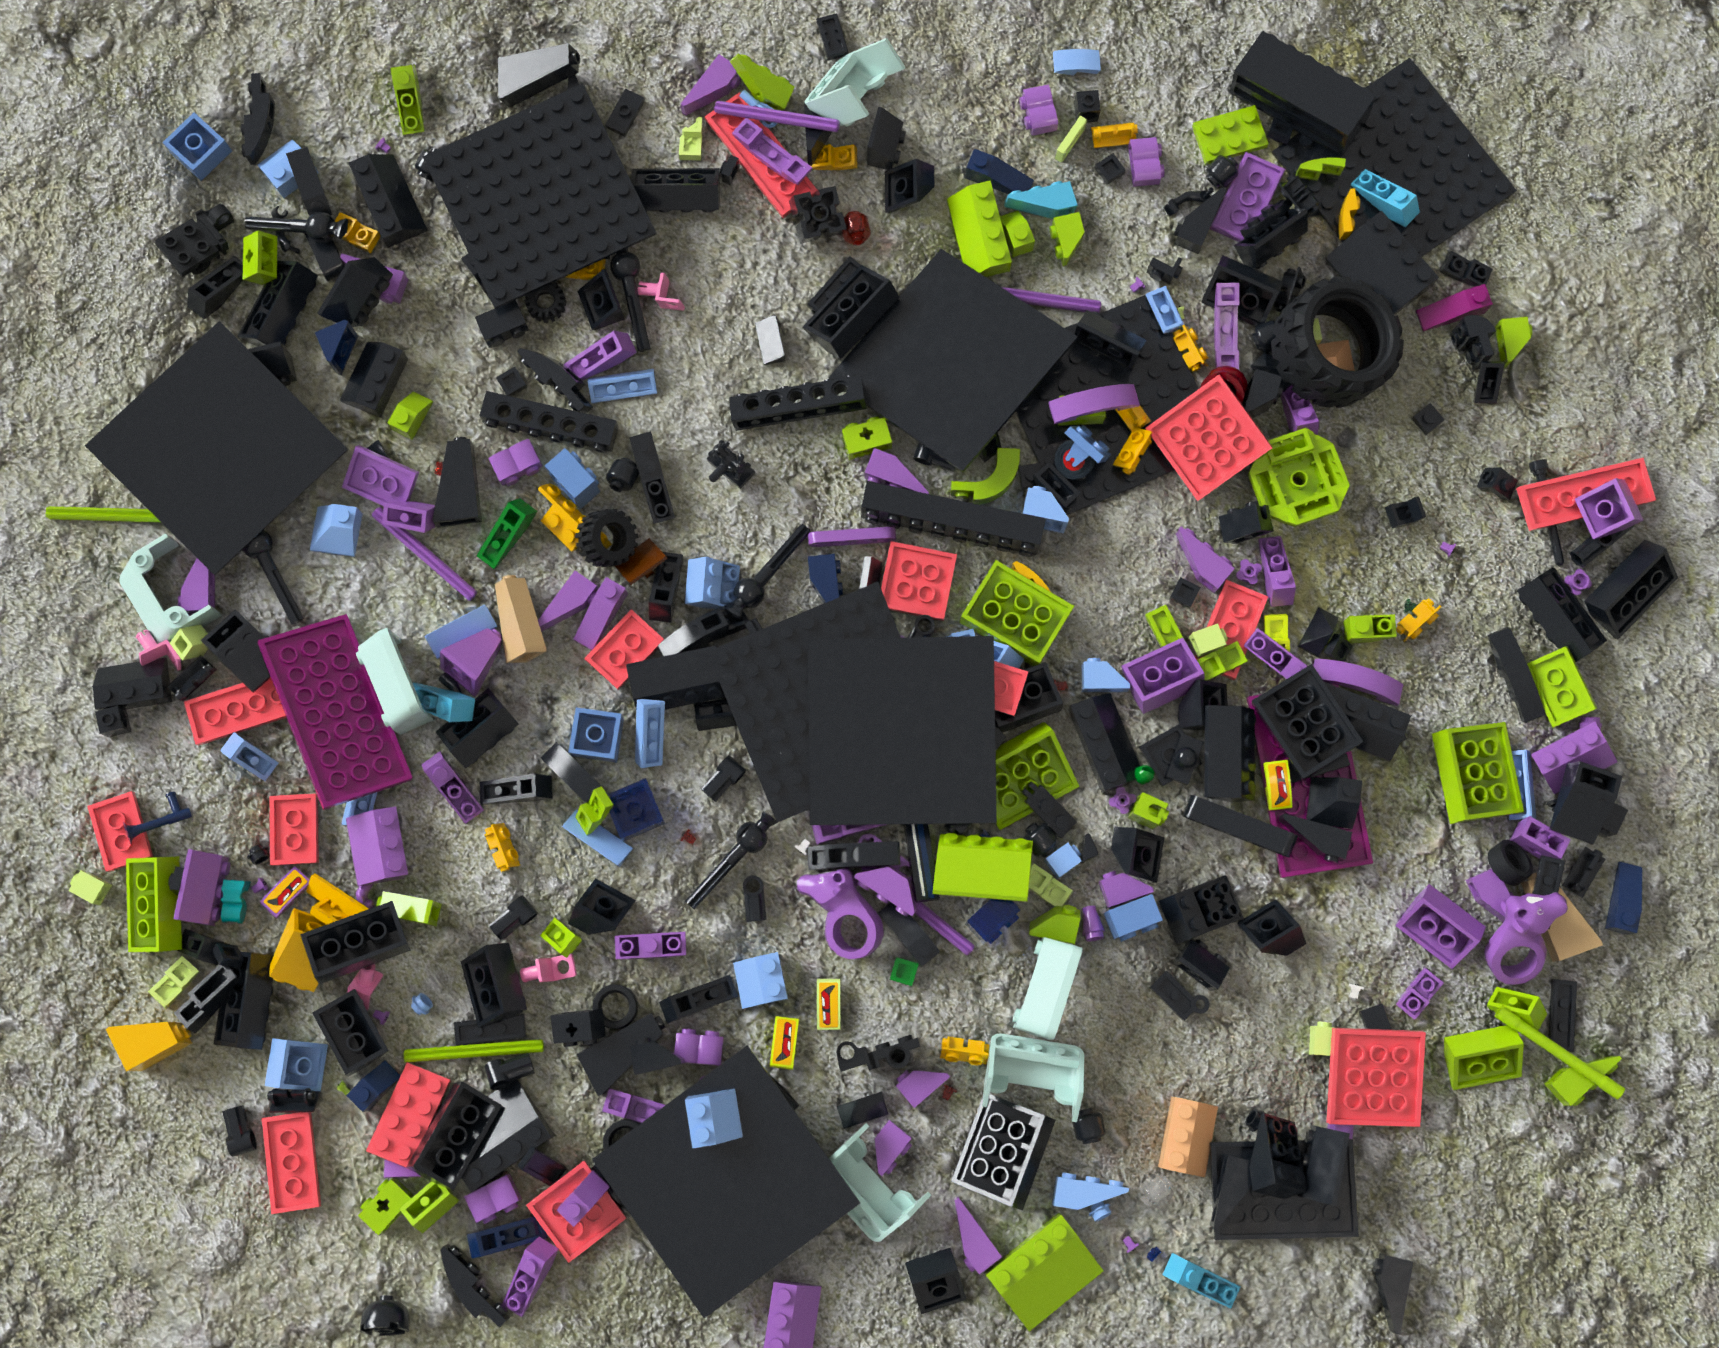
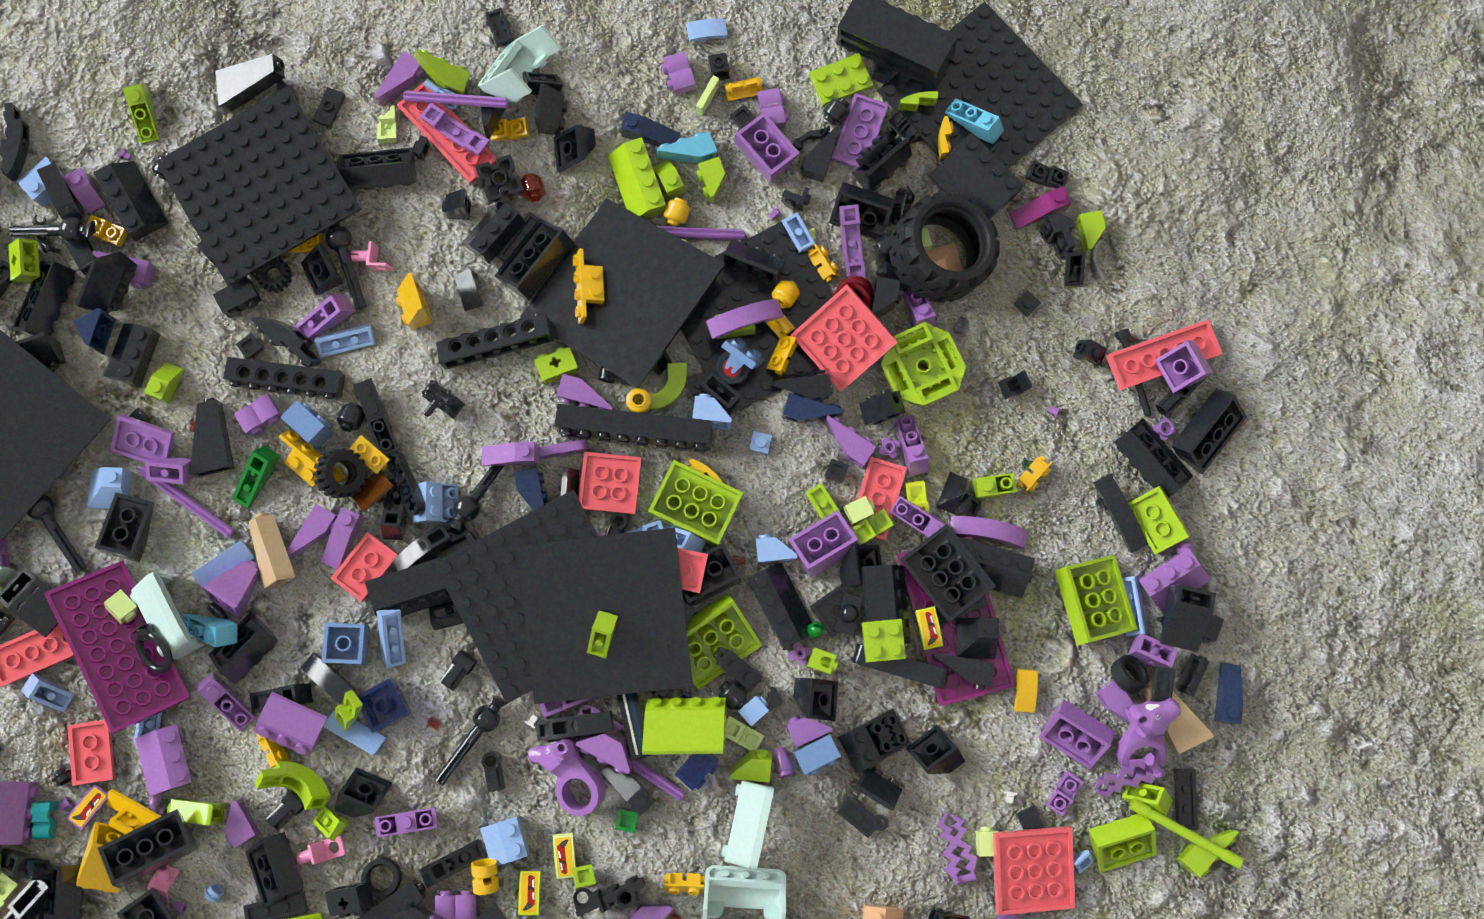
camera: 10 degrees left, 0 degrees up
(335, 183) = (85, 190): none -> medium lavender slope
(343, 666) = (121, 607): none -> yellowish green brick
(354, 576) = (126, 527): none -> black slope
(371, 697) = (146, 633): none -> black piece
(457, 931) = (240, 825): none -> medium lavender slope
(527, 819) = (290, 724): none -> medium lavender slope
(531, 885) = (297, 778): none -> lime arch
(646, 524) = (373, 457): none -> yellow hinge
(689, 580) = (414, 502): none -> black beam
(706, 349) = (413, 303): none -> yellow slope
(735, 1009) = (484, 876): none -> yellow wheel
(766, 240) = (457, 205): none -> black slope
(806, 275) = (494, 231): none -> black slope
(806, 535) = (511, 454): none -> medium lavender slope
(849, 1029) = (583, 876): none -> lime tile
(873, 101) = (534, 80): none -> black slope
(897, 751) = (602, 634): none -> lime slope
(914, 347) = (589, 285): none -> yellow bracket
(961, 480) = (636, 395): none -> yellow head
(1023, 272) = (676, 211): none -> yellow head
(1097, 551) = (760, 443): none -> light blue plate
(1135, 206) = (766, 147): none -> medium lavender slope
(1145, 379) = (786, 293): none -> yellow head
(1155, 518) = (807, 410): none -> dark blue slope
(1162, 487) = (810, 384): none -> black slope
(1224, 793) = (883, 640): none -> lime plate
(1284, 1036) = (956, 841): none -> medium lavender piece
(1386, 869) = (1026, 693): none -> yellow slope
(1434, 1073) = (1082, 860): none -> light blue slope
(1488, 984) = (1120, 779): none -> medium lavender piece

